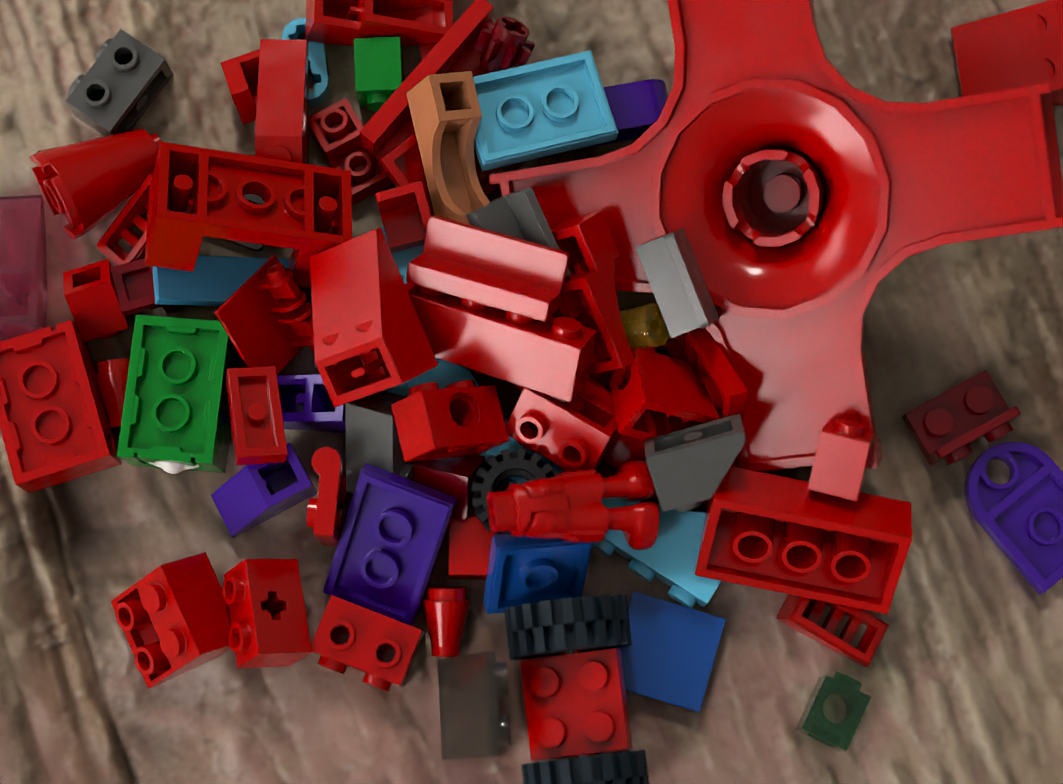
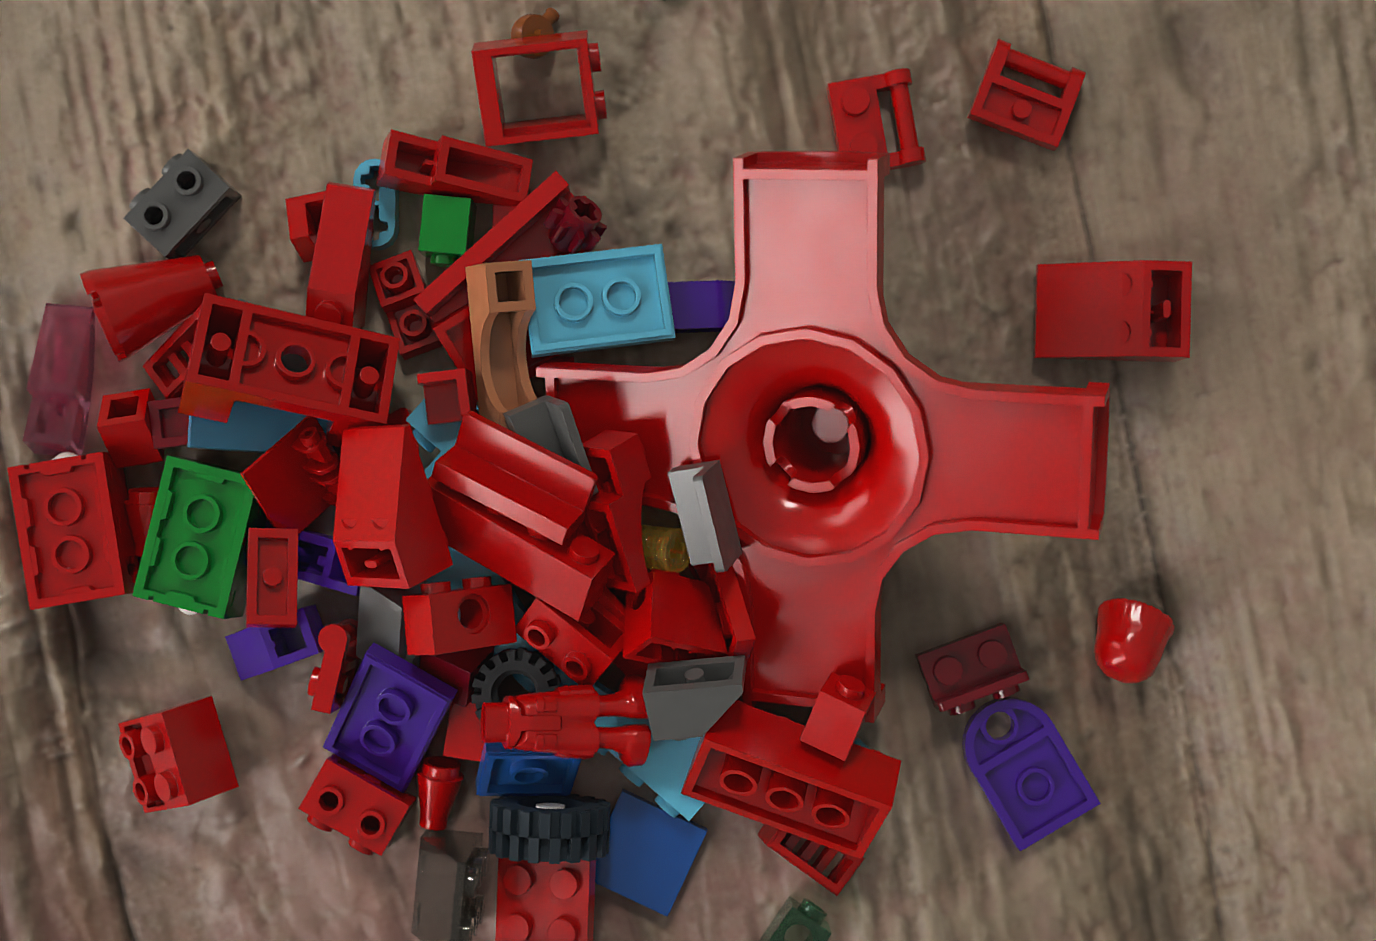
camera: 10 degrees right, 10 degrees up
(266, 613) = (276, 745): red brick -> none

